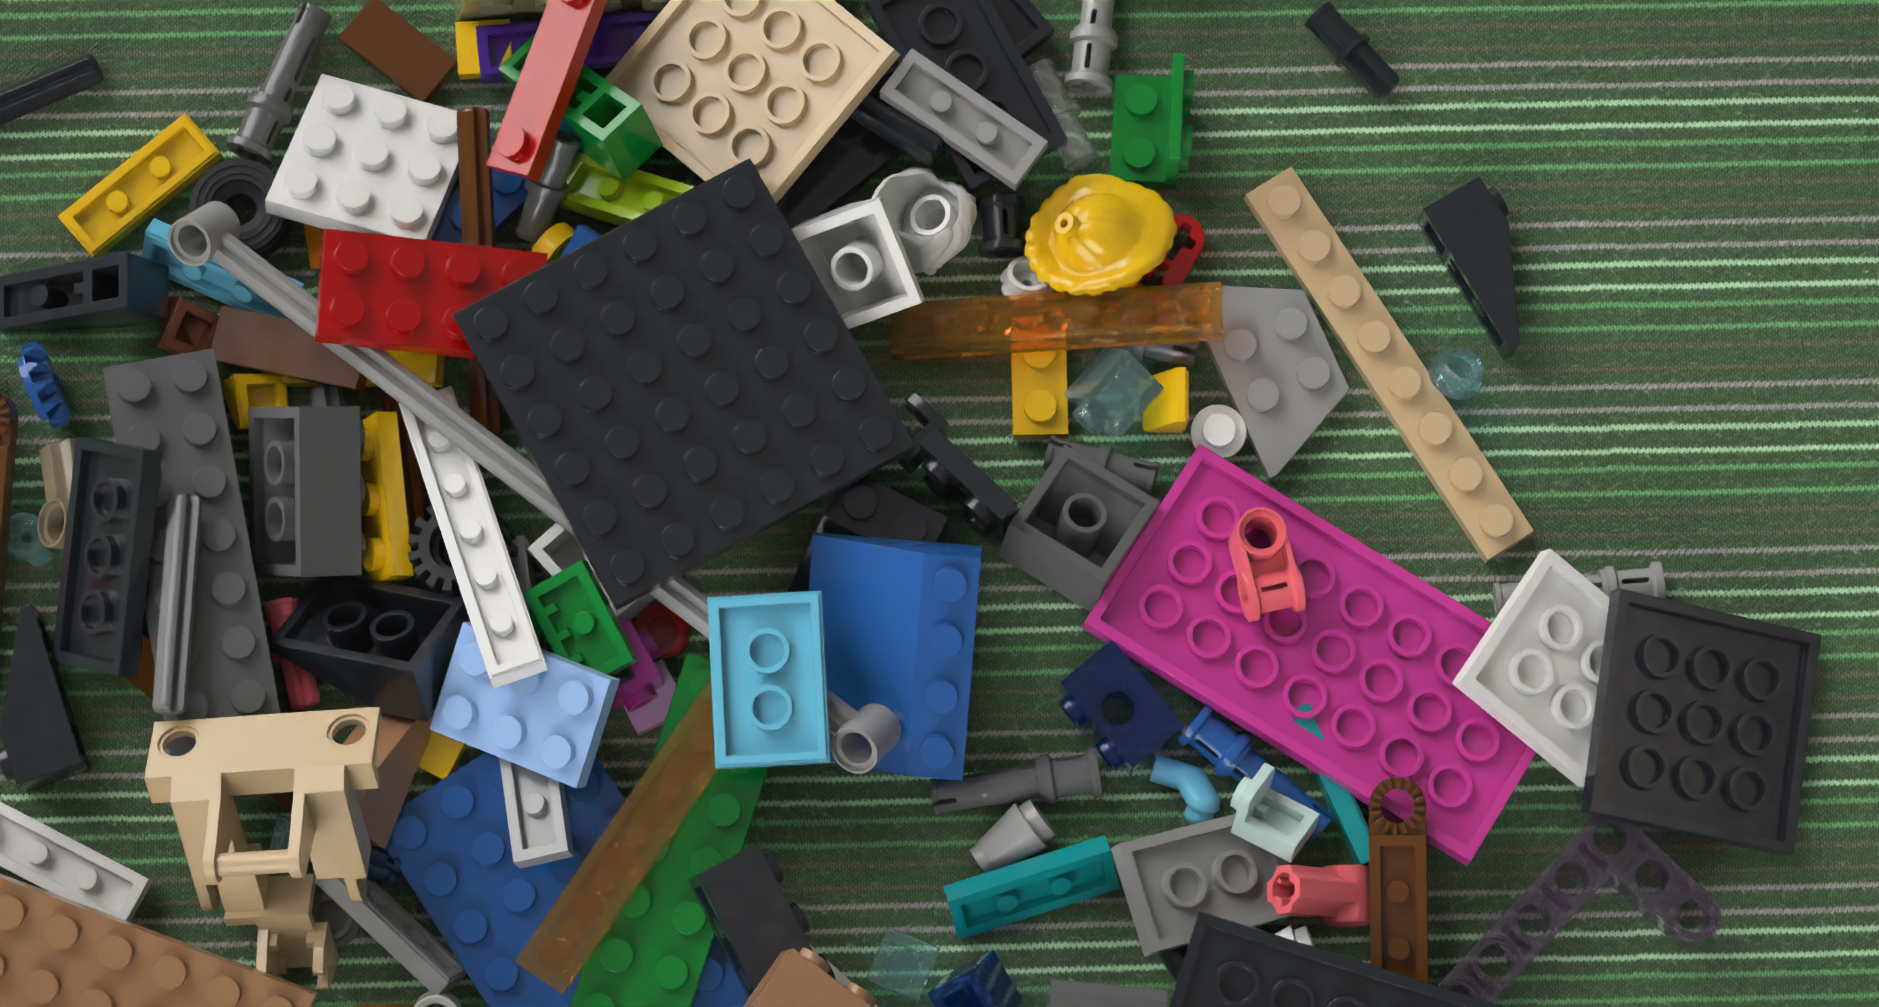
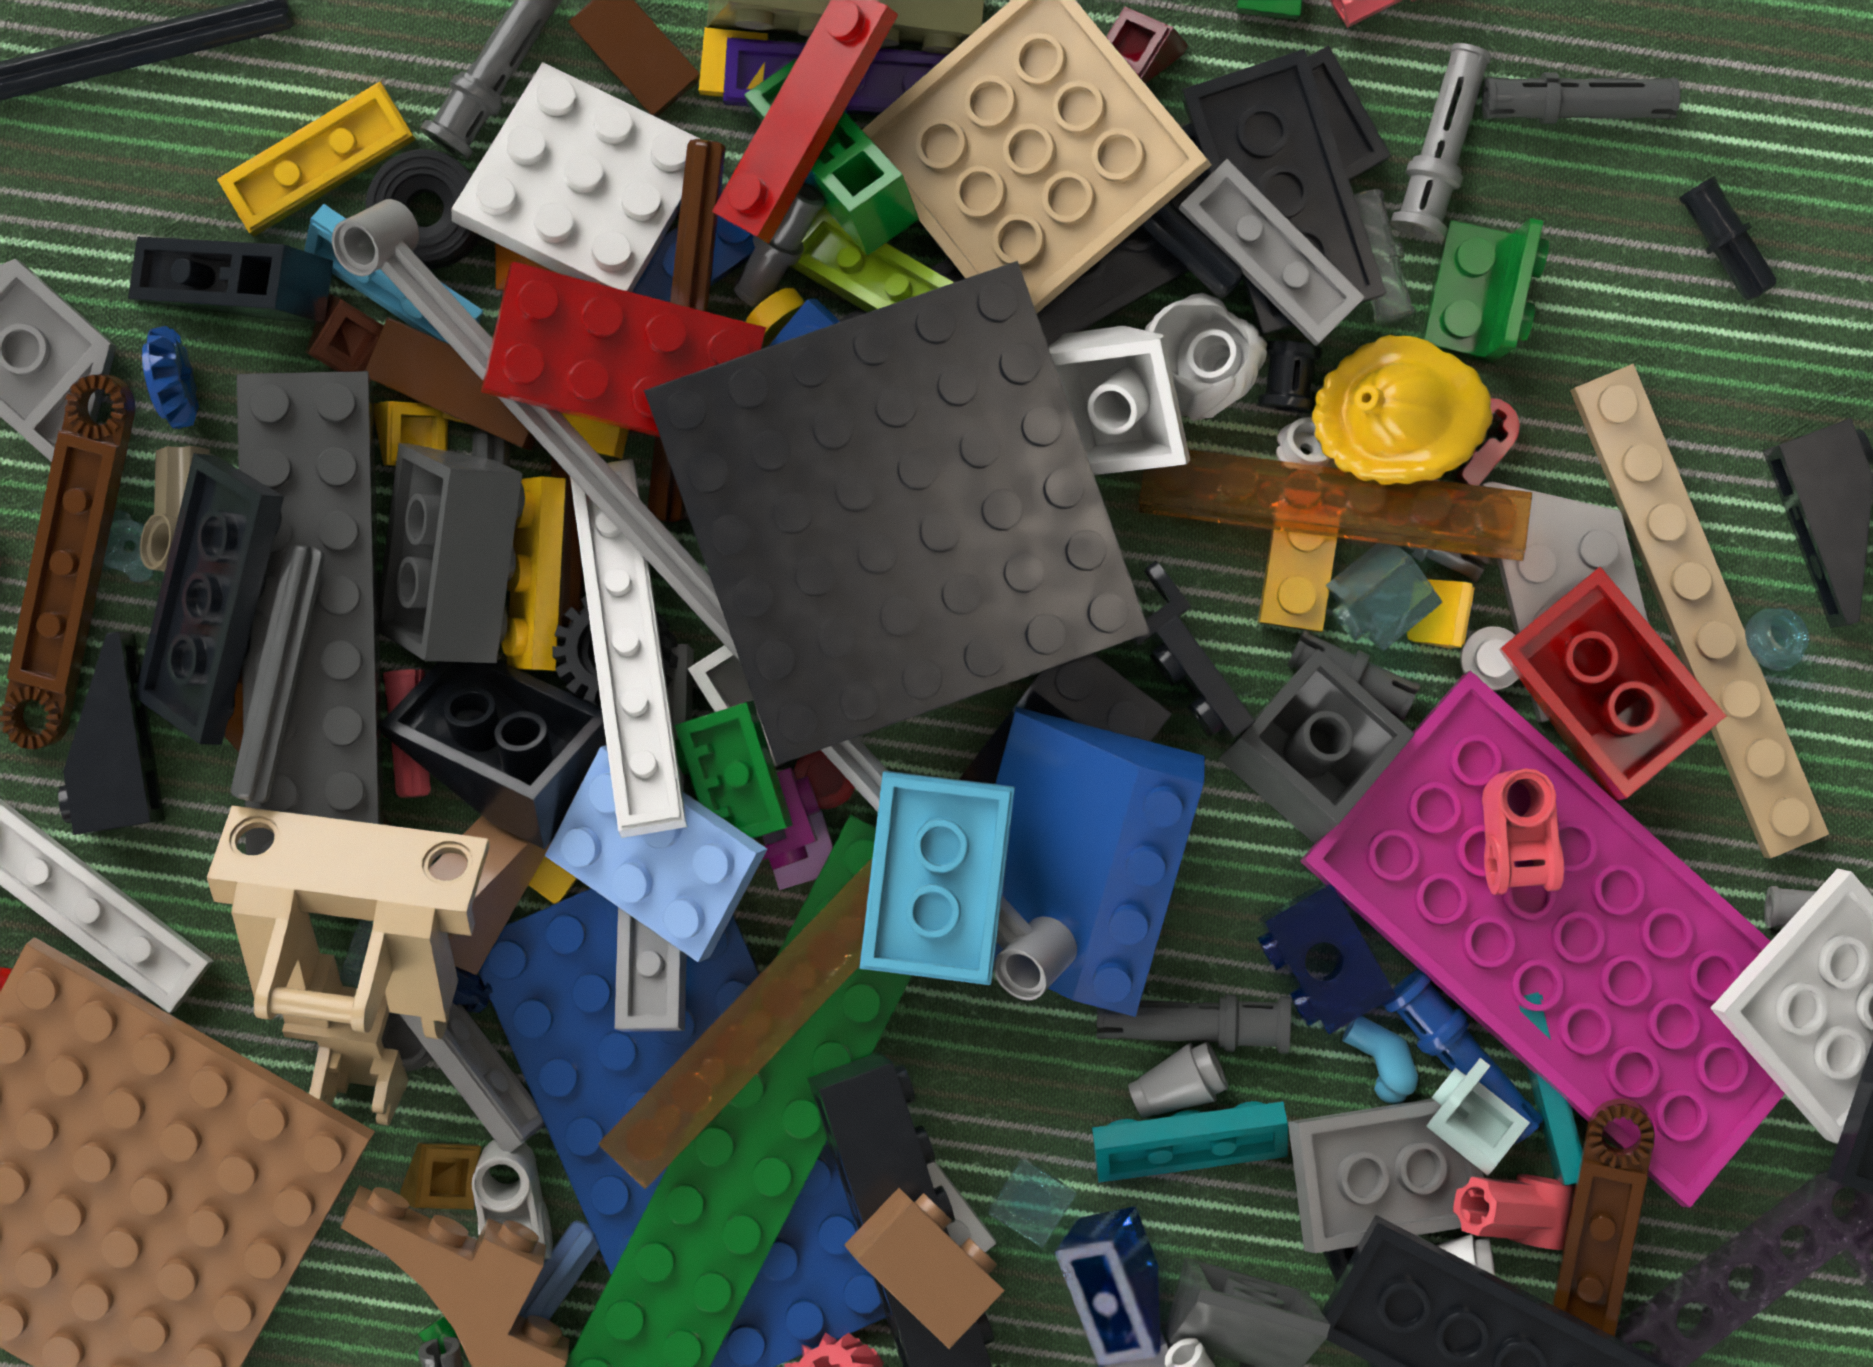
camera: 10 degrees right, 10 degrees up
(1319, 433) = (1610, 685): none -> red slope

